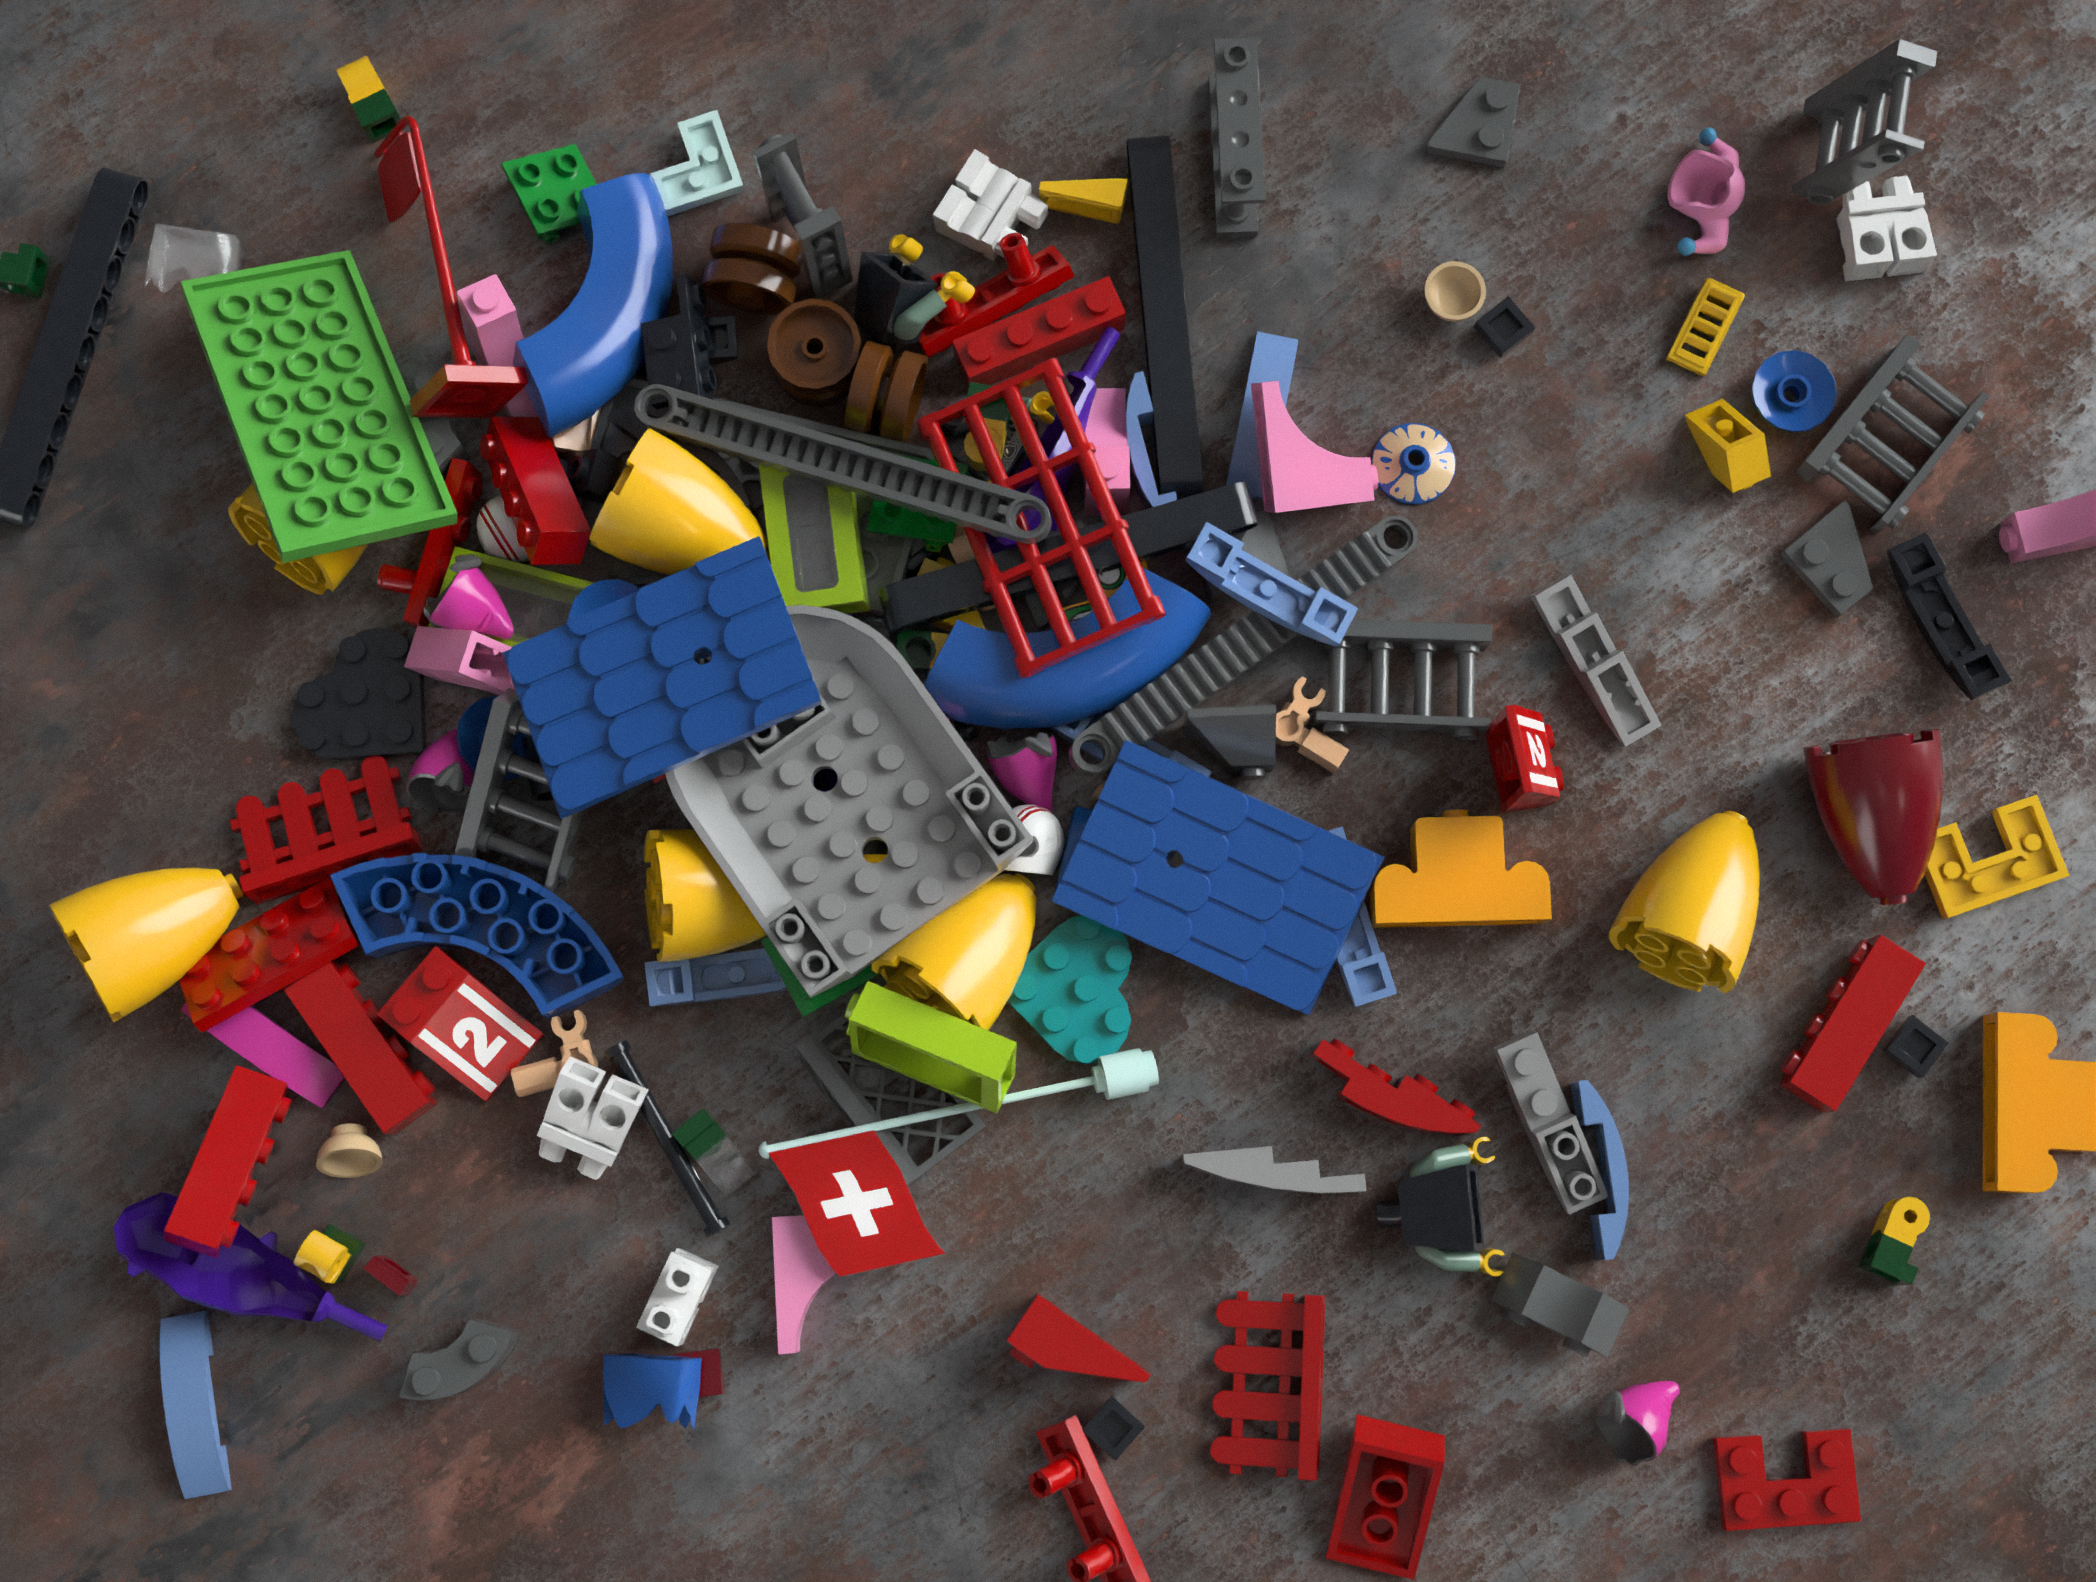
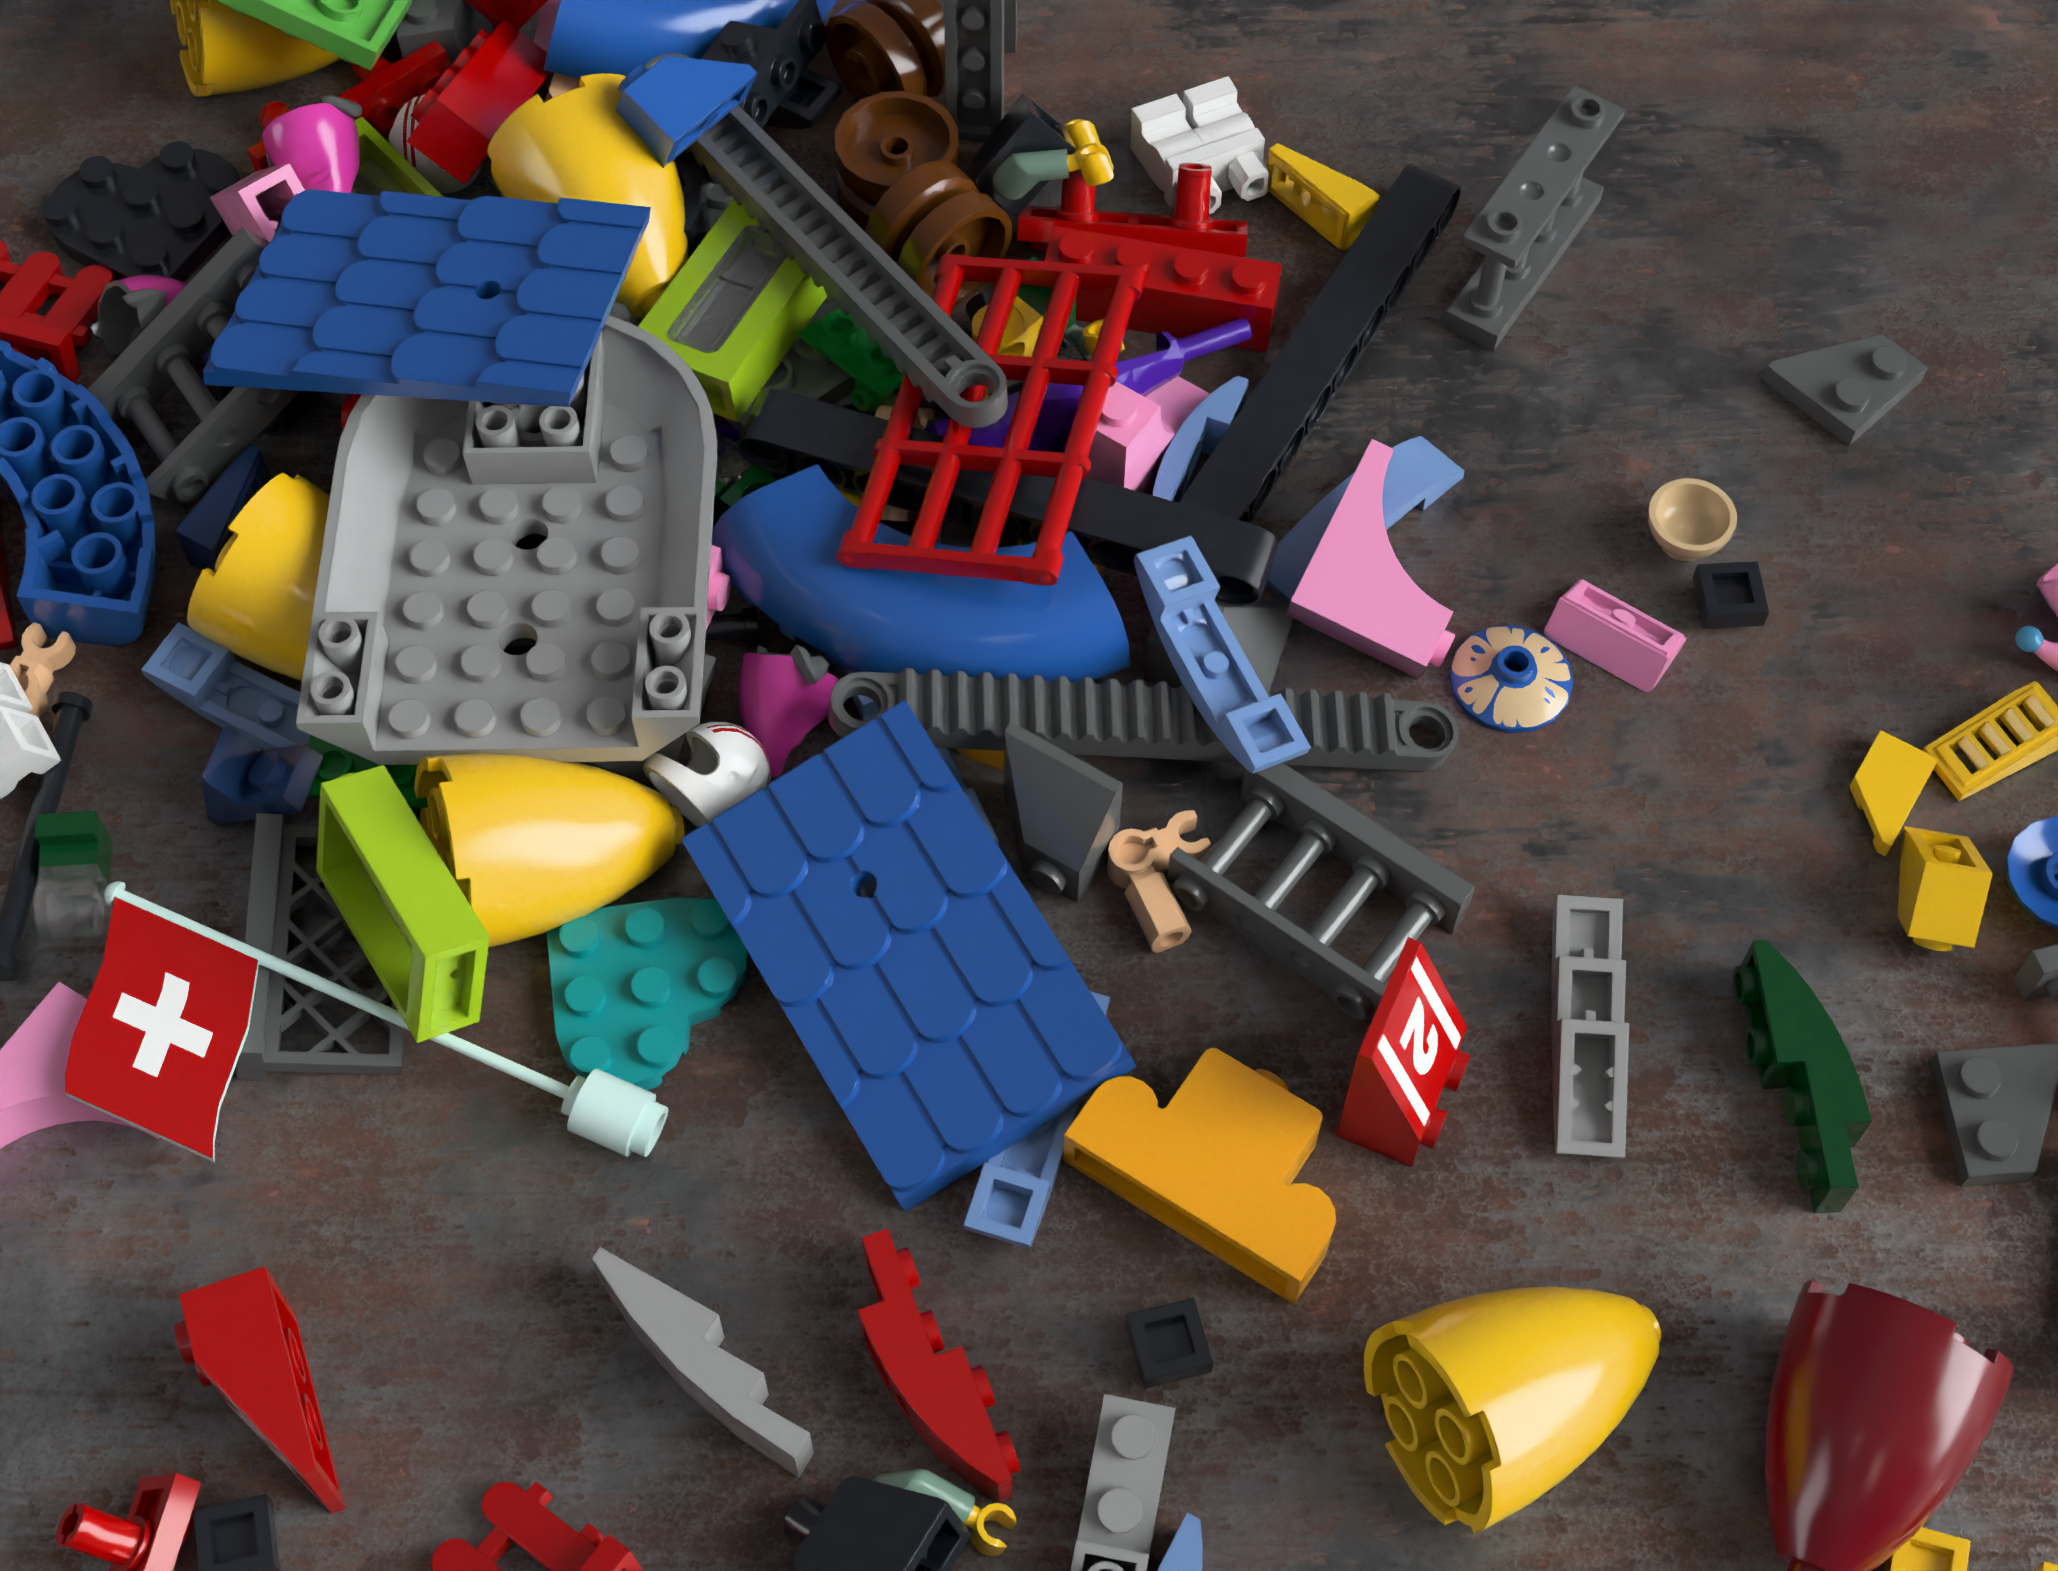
camera: 35 degrees right, 20 degrees down
(606, 882) = (206, 526): none -> dark blue slope
(699, 436) = (680, 100): none -> blue slope
(779, 1023) = (253, 781): none -> dark blue slope
(1453, 395) = (1613, 635): none -> bright pink slope
(1500, 993) = (1169, 1343): none -> black plate
(1663, 395) = (1890, 785): none -> yellow tile
(1713, 597) = (1804, 1053): none -> dark green slope

